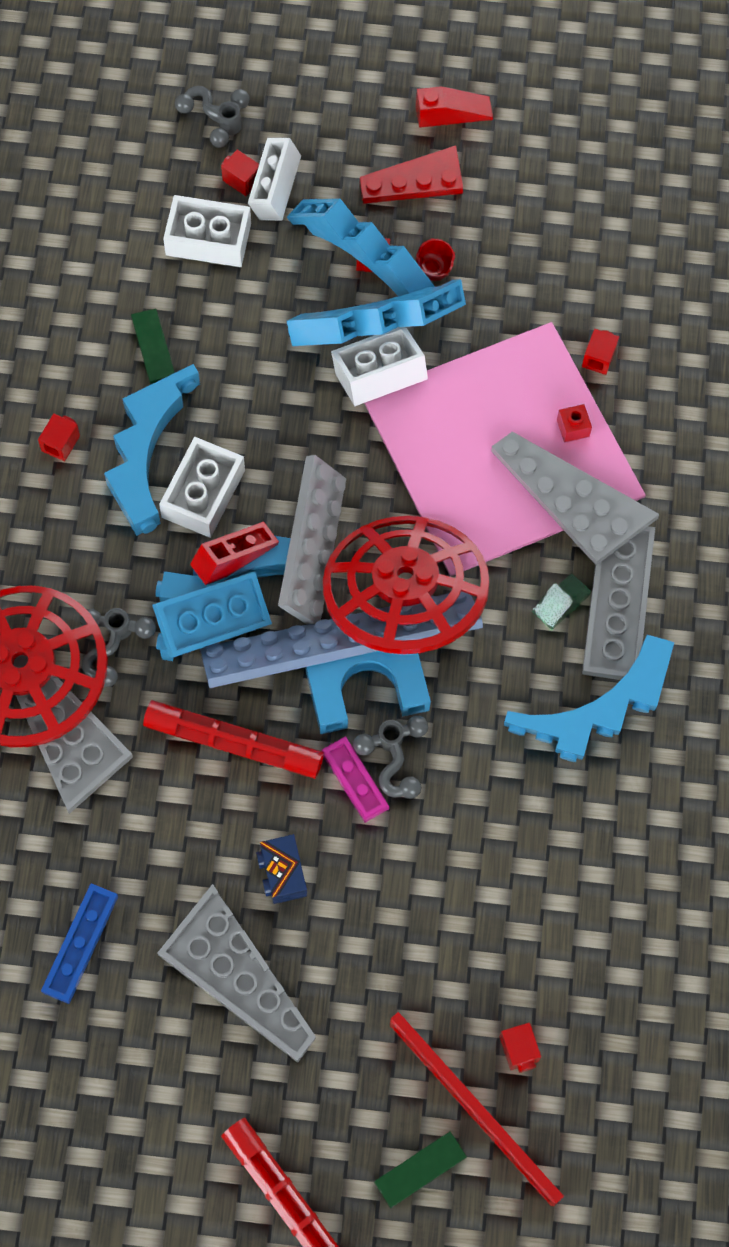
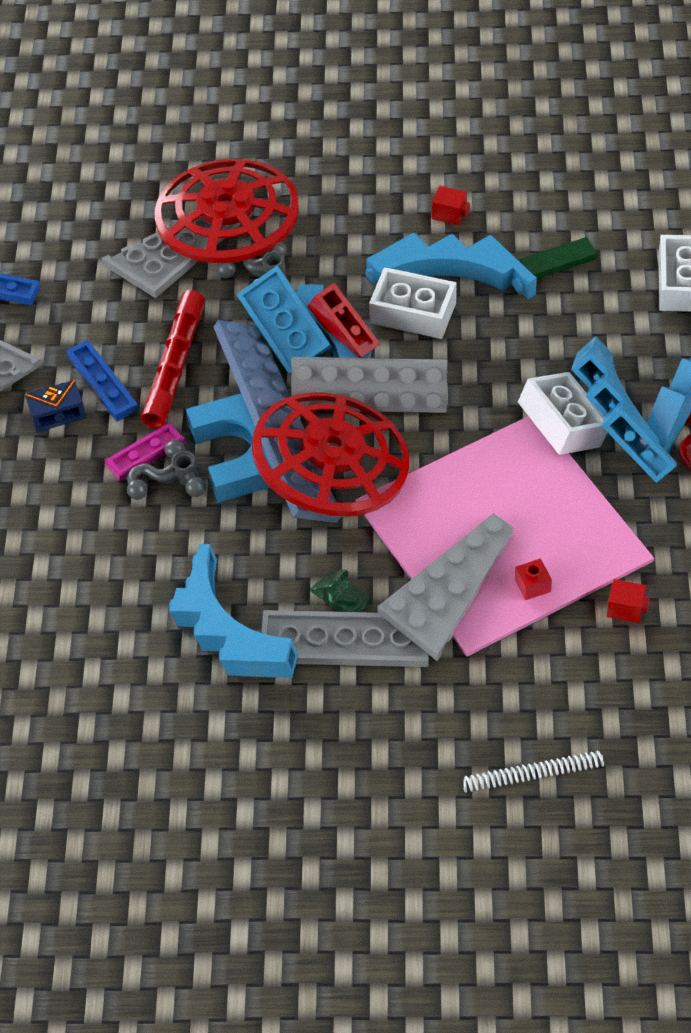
camera: 90 degrees right, 15 degrees down
(250, 818) = (102, 380): none -> blue plate

